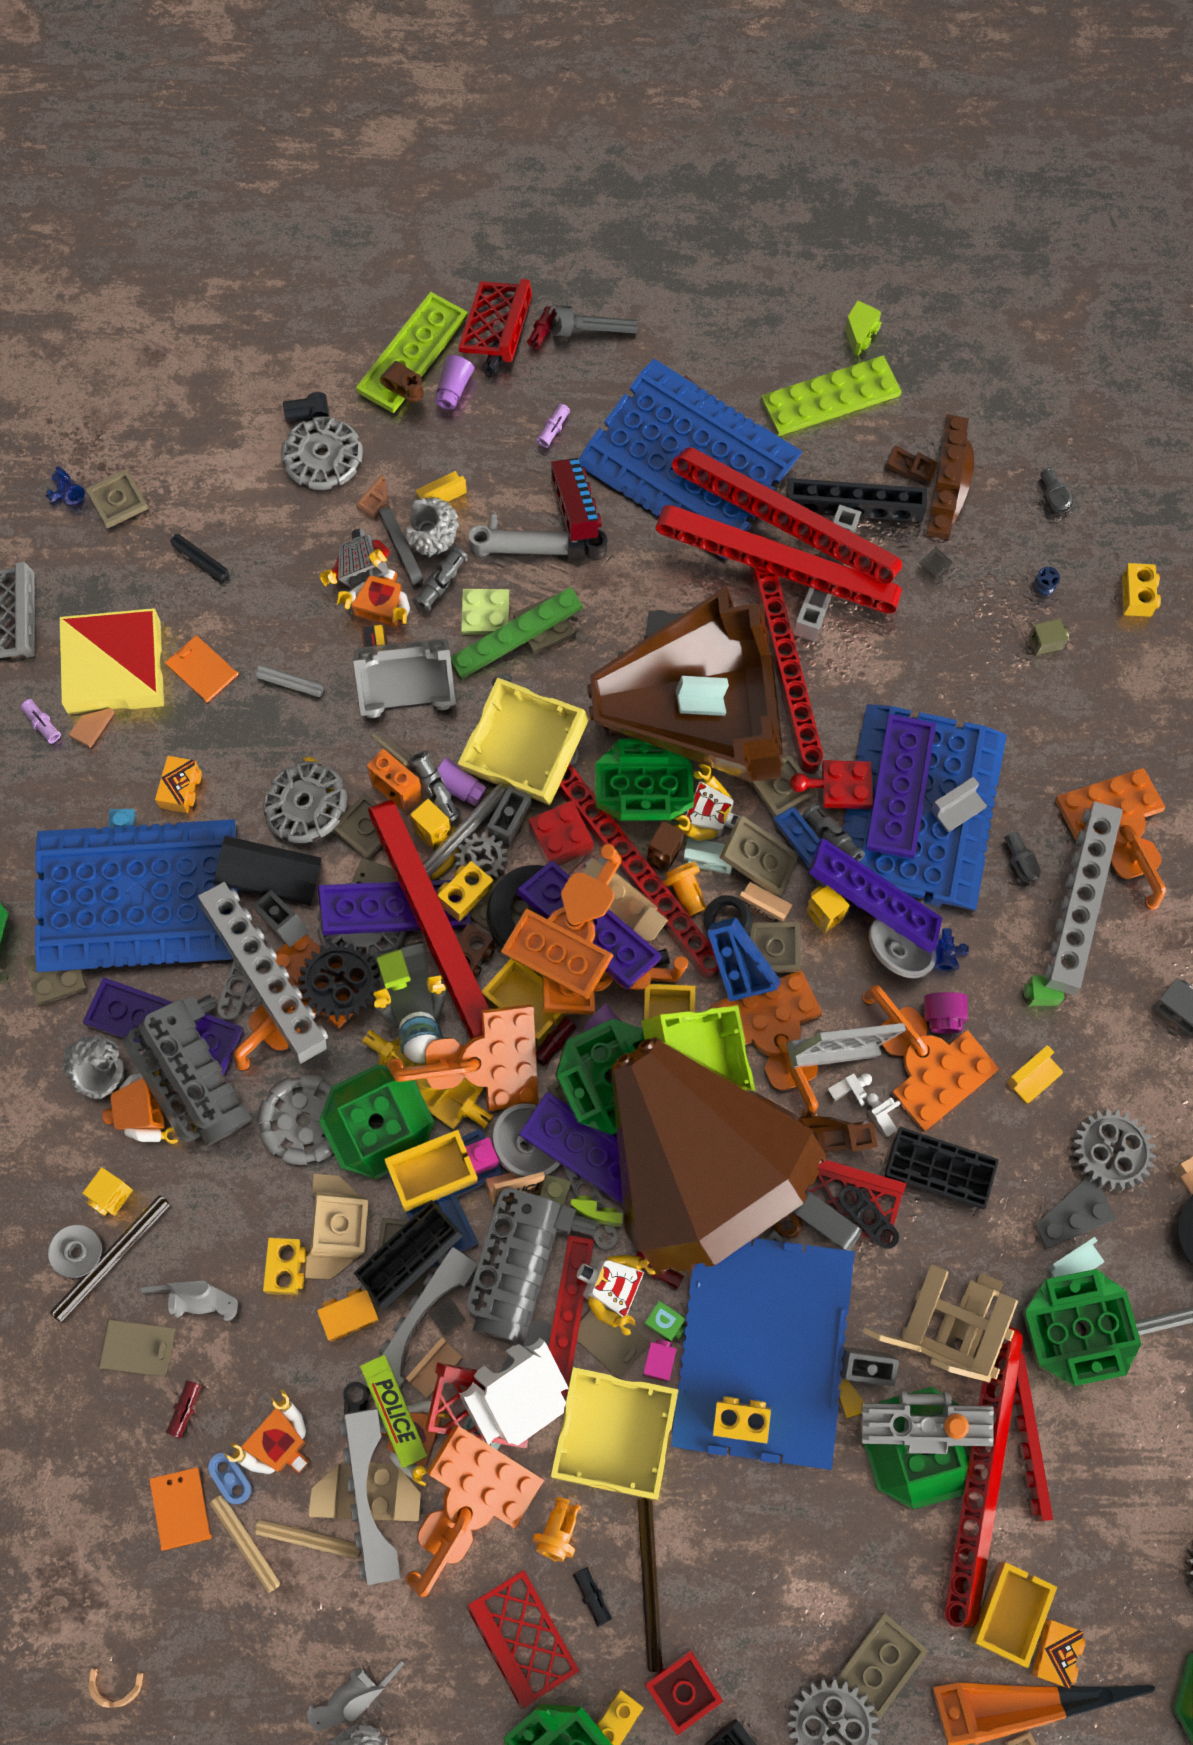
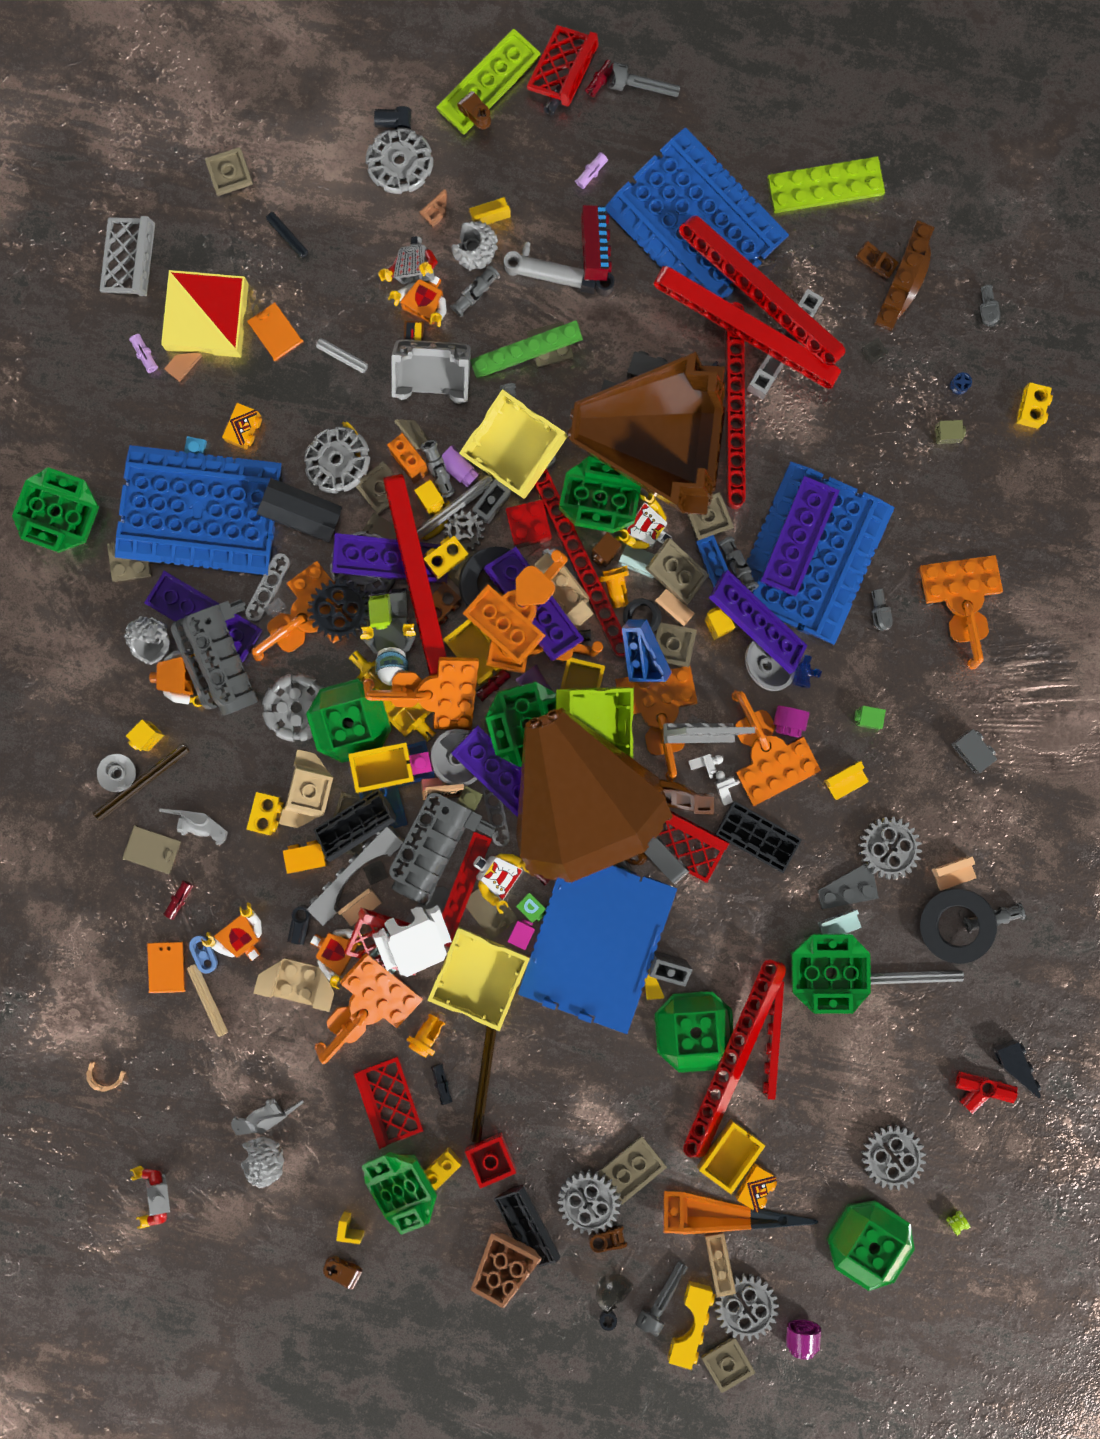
camera: 10 degrees right, 15 degrees up
(66, 488) = (190, 155): clear blue piece -> none
(280, 918) = (302, 551): dark grey brick -> none
(301, 1044) = (254, 531): light grey brick -> none
(307, 1539) = (251, 1006): tan axle -> none
(378, 1555) = (298, 1027): light grey arch -> none
(393, 1411) = (324, 933): lime tile -> none
(400, 545) = (448, 255): dark grey beam -> none
(453, 381) = (516, 116): medium lavender plant -> none
(484, 610) = (505, 324): yellowish green plate -> none
(588, 1209) = (490, 815): lime slope -> none
(701, 695) = (660, 432): light aqua panel -> none
(741, 1428) = (569, 993): yellow brick -> none
(843, 784) = (756, 526): red plate -> none
(860, 325) = (866, 124): lime slope -> none
(871, 499) = (825, 284): black brick -> none
(880, 1222) = (696, 872): black beam -> none
(927, 1434) = (699, 1027): light grey piece -> none
(958, 805) = (841, 561): light grey panel -> none
(980, 1336) = (749, 951): tan piece -> none
(1107, 820) = (953, 595): light grey brick -> none

